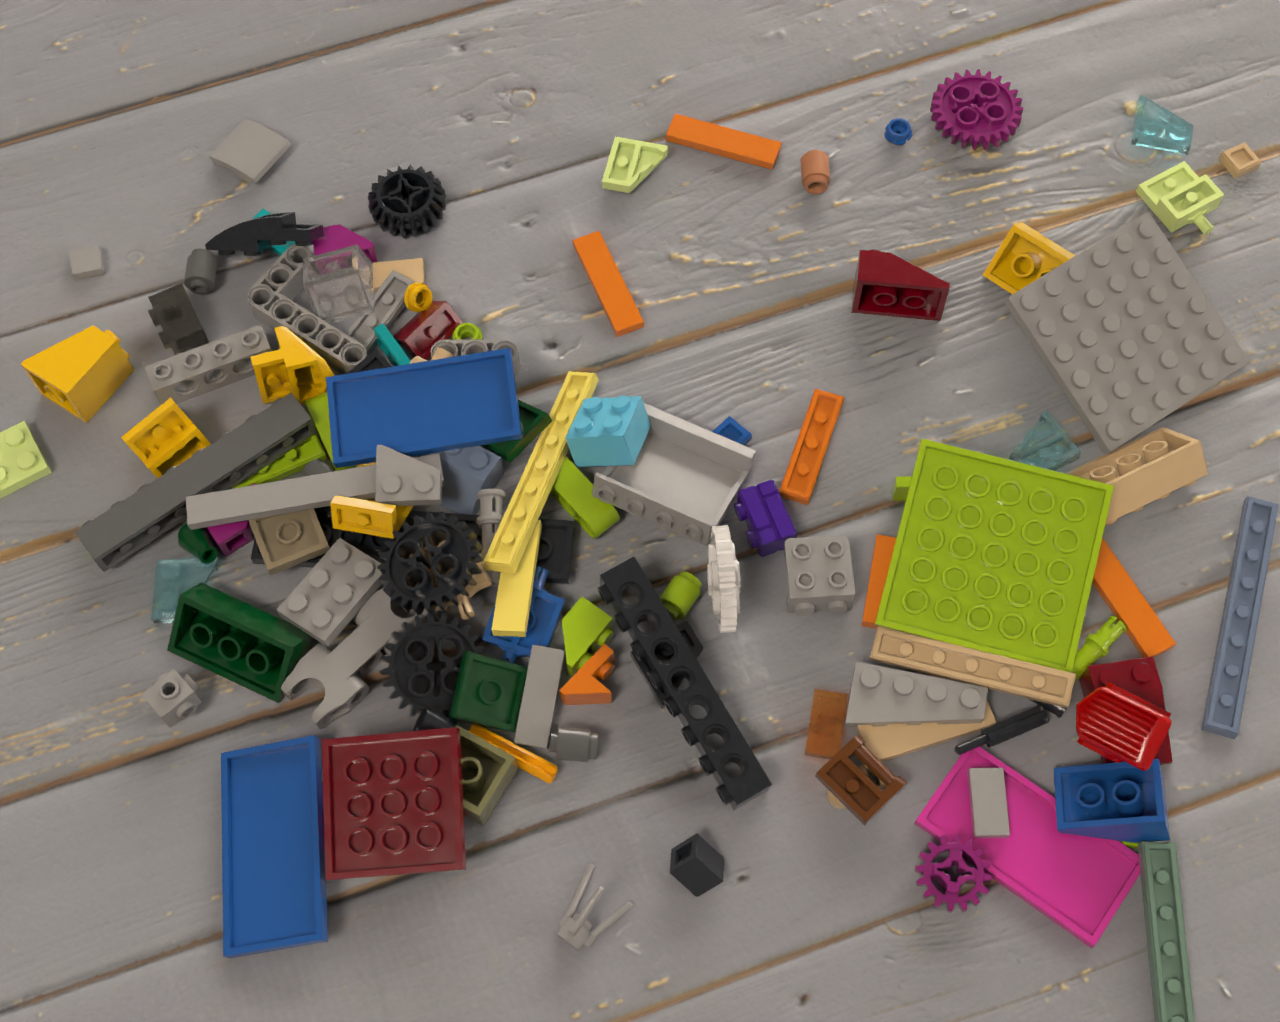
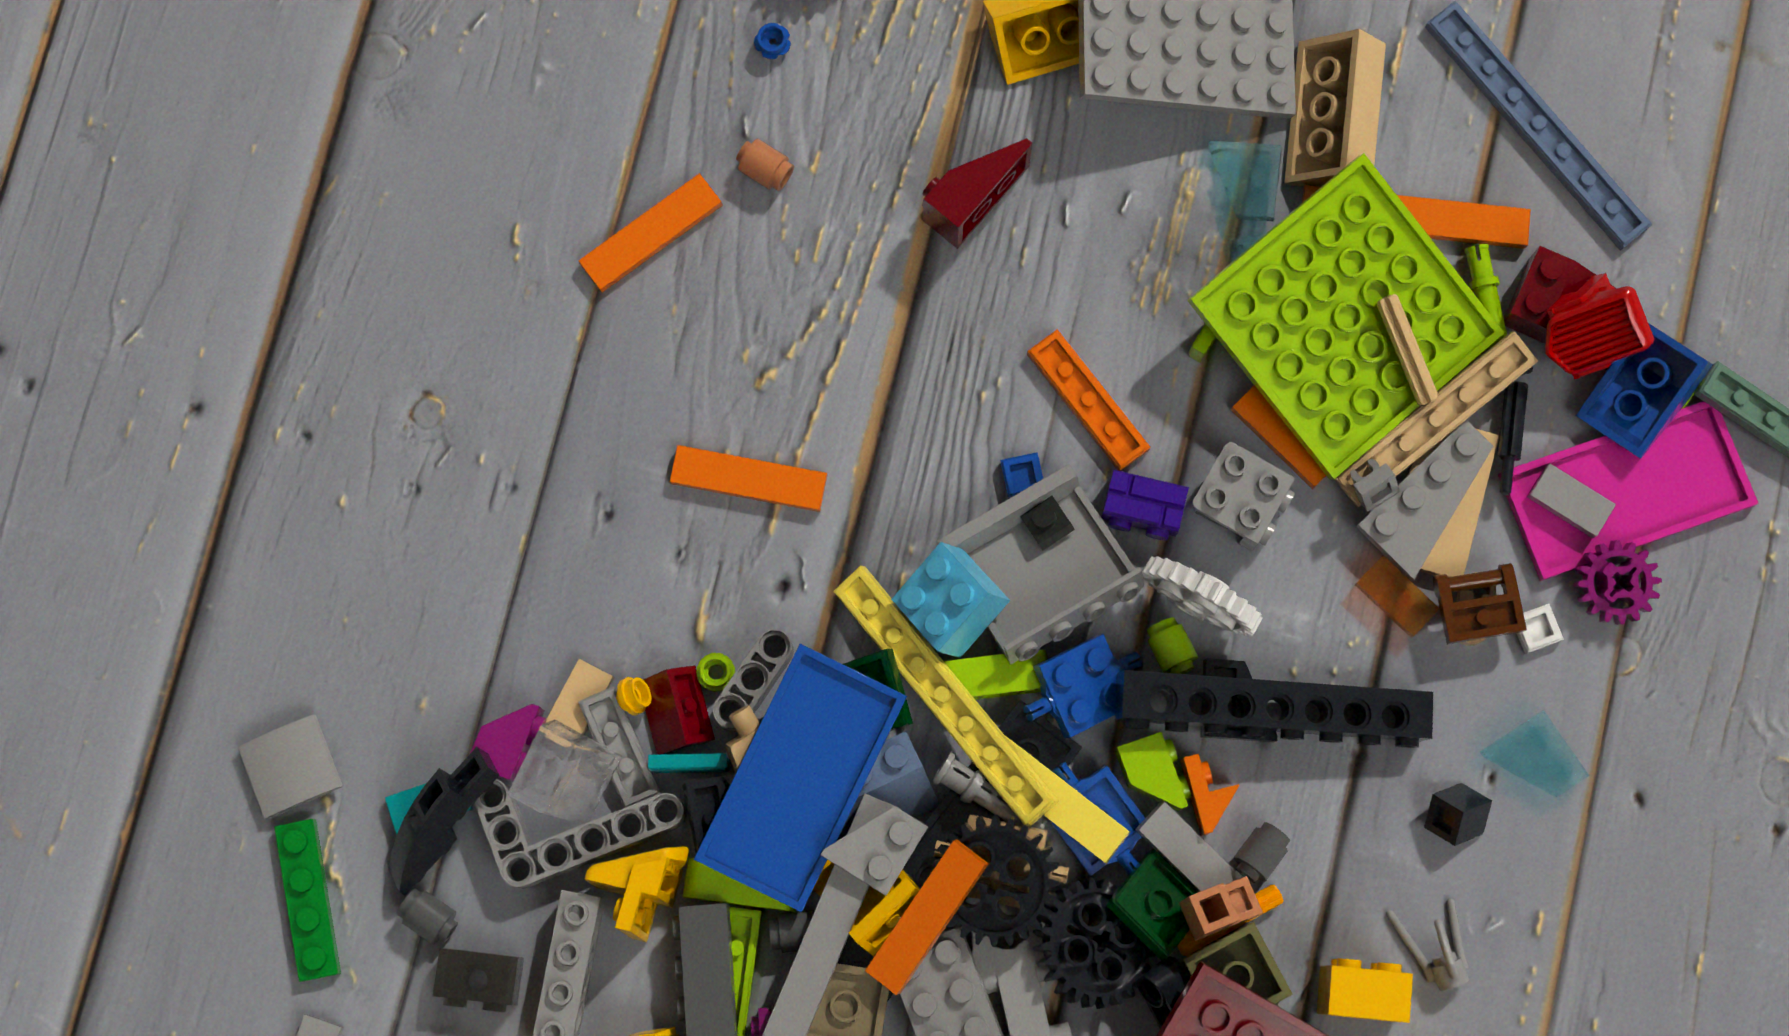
camera: 55 degrees left, 15 degrees up
(172, 208) = (307, 900): none -> green plate
(376, 533) = (926, 917): none -> orange tile
(389, 204) = (498, 615): black gear -> none
(505, 727) = (1220, 908): none -> nougat brick
(513, 868) = (1363, 993): none -> yellow brick
(606, 545) = (1080, 685): none -> blue plate
(631, 163) = (611, 353): yellowish green wing -> none
(706, 464) = (1047, 523): none -> pearl dark grey plate
(781, 898) = (1538, 756): none -> clear light blue wing
(876, 840) = (1541, 629): none -> white tile
(890, 651) = (1375, 486): none -> light grey tile
(1003, 608) = (1407, 349): none -> tan axle

